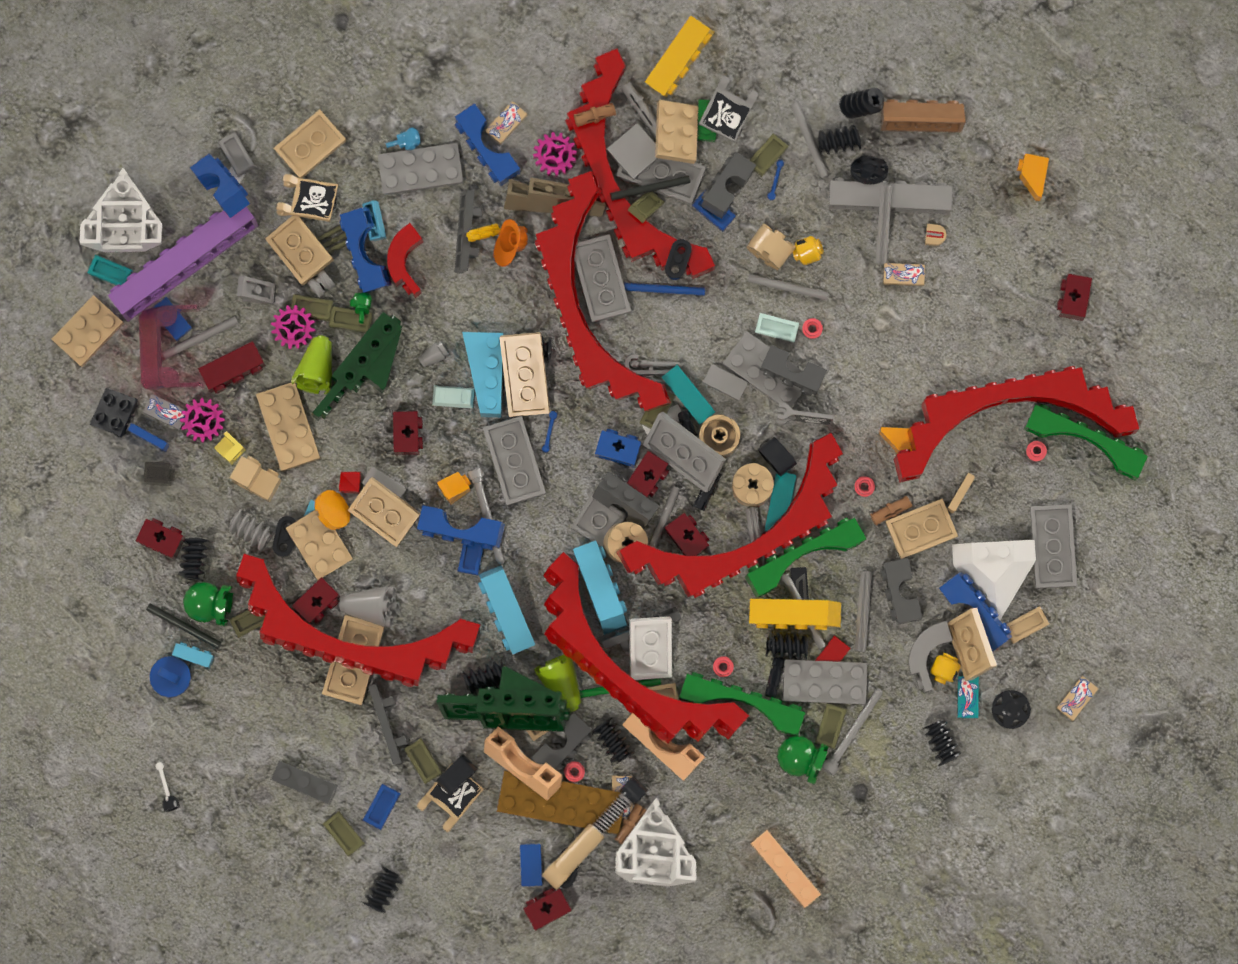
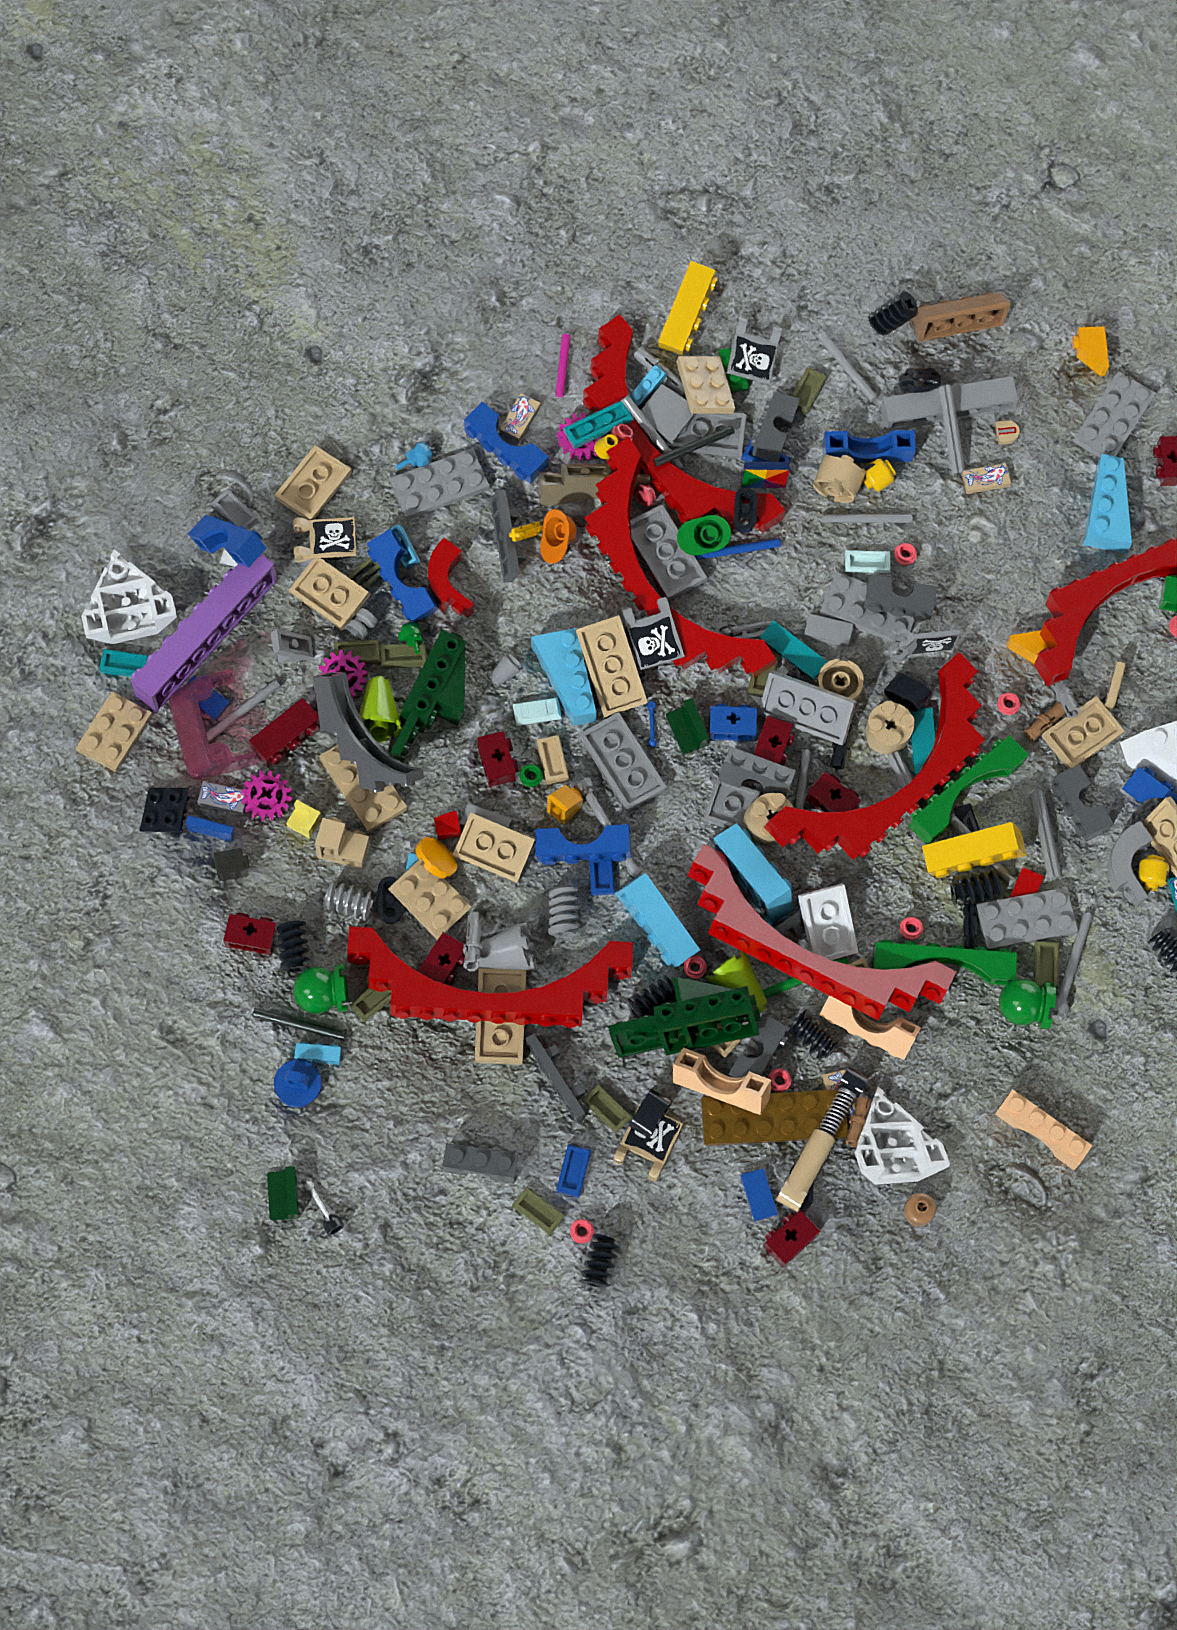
camera: 20 degrees left, 10 degrees down
(136, 768) = (283, 1194): none -> dark green panel
(278, 368) = (355, 743): none -> dark grey arch
(342, 598) = (473, 948): none -> light grey pin
(368, 859) = (581, 1223): none -> coral plate
(428, 582) = (561, 912): none -> light grey piece
(433, 447) = (531, 769): none -> green plate
(455, 443) = (552, 759): none -> tan tile
(534, 661) = (698, 961): none -> coral plate
(556, 82) = (562, 367): none -> dark pink bar
(566, 170) = (604, 444): none -> yellow cone
(567, 357) = (654, 636): none -> flag
(570, 149) = (597, 424): none -> teal tile
(578, 443) = (688, 727): none -> dark green panel
(588, 163) = (622, 432): none -> coral plate
(594, 114) = (615, 383): medium nougat pin -> none
(597, 221) = (645, 495): none -> coral plate
(614, 163) = (648, 428): none -> light grey bar
(625, 121) = (648, 386): none -> medium azure piece
(637, 272) = (704, 535): none -> green piece
(646, 206) = (694, 466): olive tile -> none
(655, 906) = (919, 1217): none -> medium nougat head
(705, 229) = (765, 474): none -> tile
(771, 196) = (822, 396): blue hinge -> none
(789, 220) = (894, 446): none -> blue arch
(838, 139) = (878, 355): black piece -> none
(914, 493) = (1066, 698): none -> light grey pin
(1002, 333) = (1108, 509): none -> medium azure wedge
(1035, 243) = (1114, 416): none -> light grey plate

